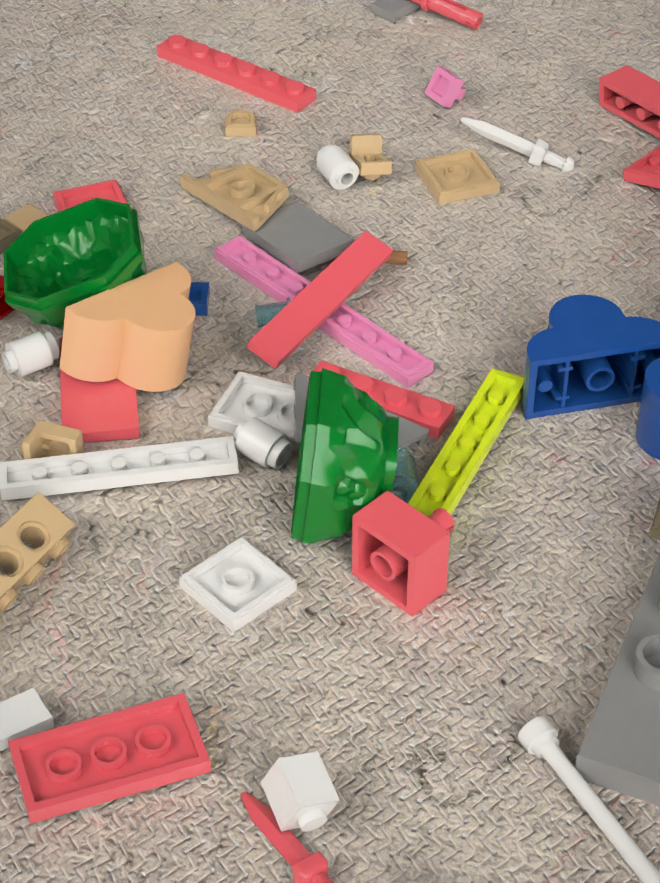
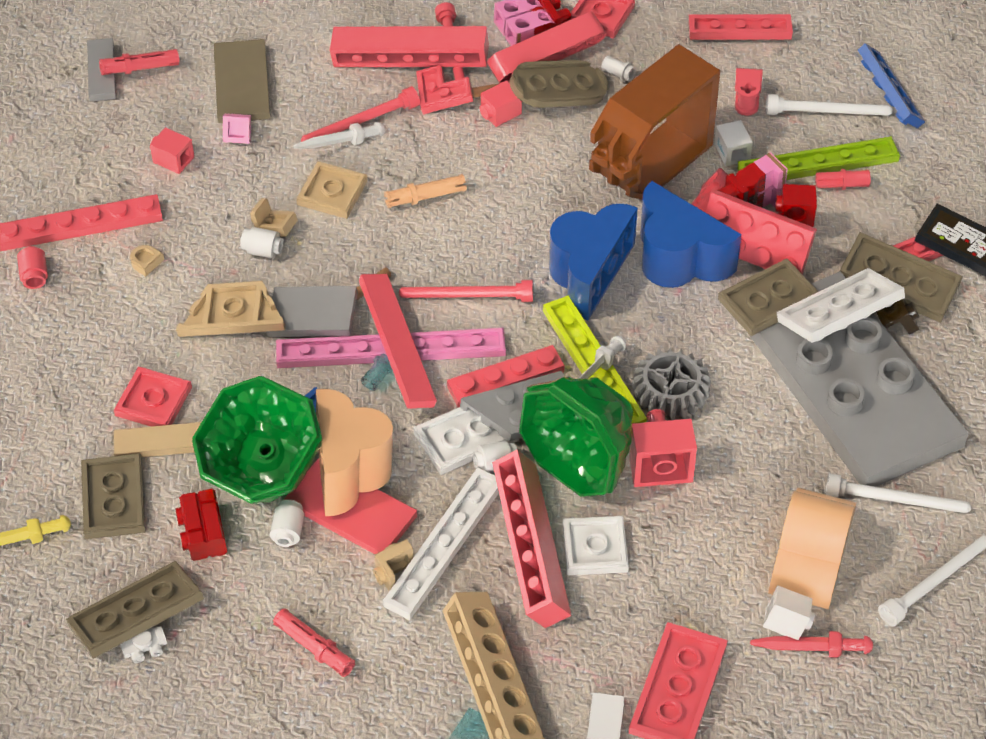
camera: 50 degrees left, 10 degrees up
(153, 72) = (32, 267): none -> coral brick
(176, 522) = (531, 539): none -> coral brick
(371, 69) = (172, 150): none -> coral brick
(426, 755) = (812, 545): none -> light nougat brick
(473, 442) = (605, 356): none -> white sword
(495, 349) = (521, 291): none -> coral piece
(507, 65) = (241, 79): none -> dark tan tile
(512, 517) = (671, 383): none -> light grey gear
(517, 220) = (428, 190): none -> light nougat pin
(618, 156) = (406, 99): none -> coral piece

